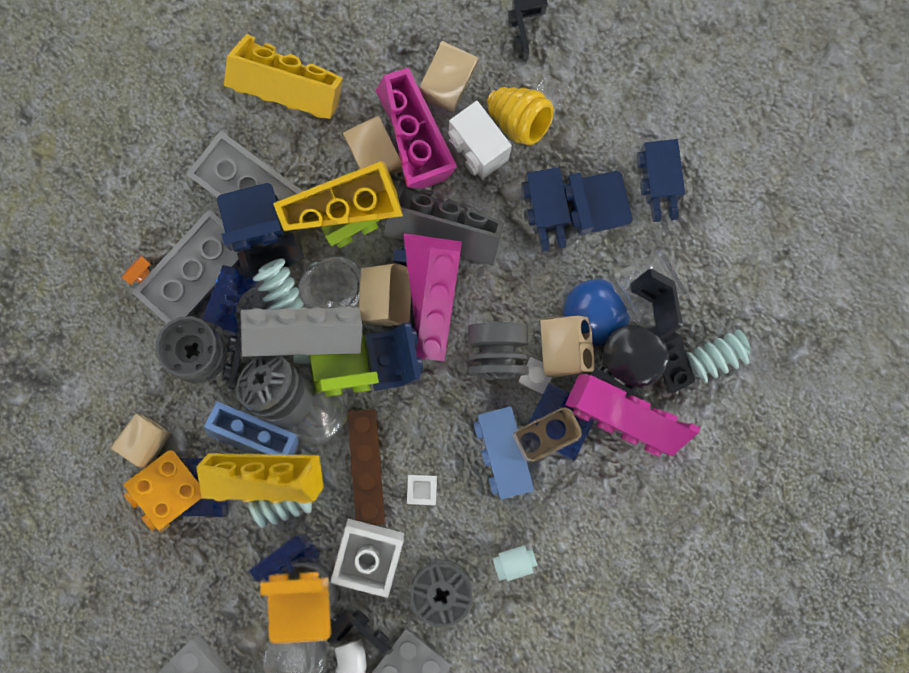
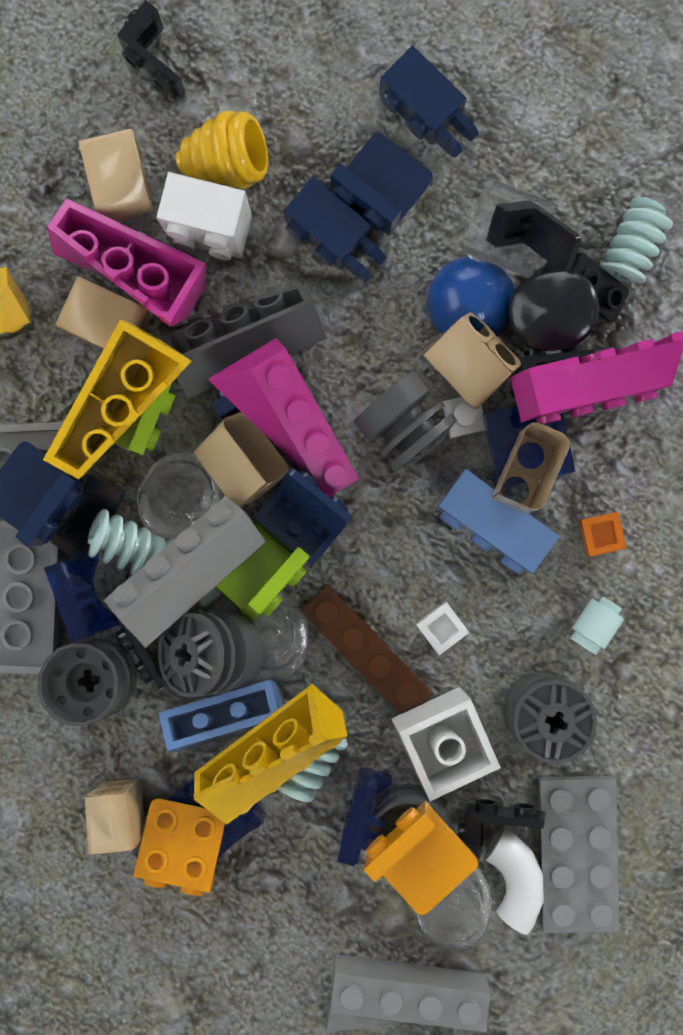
camera: 30 degrees left, 5 degrees up
(562, 511) = (602, 534): none -> orange plate

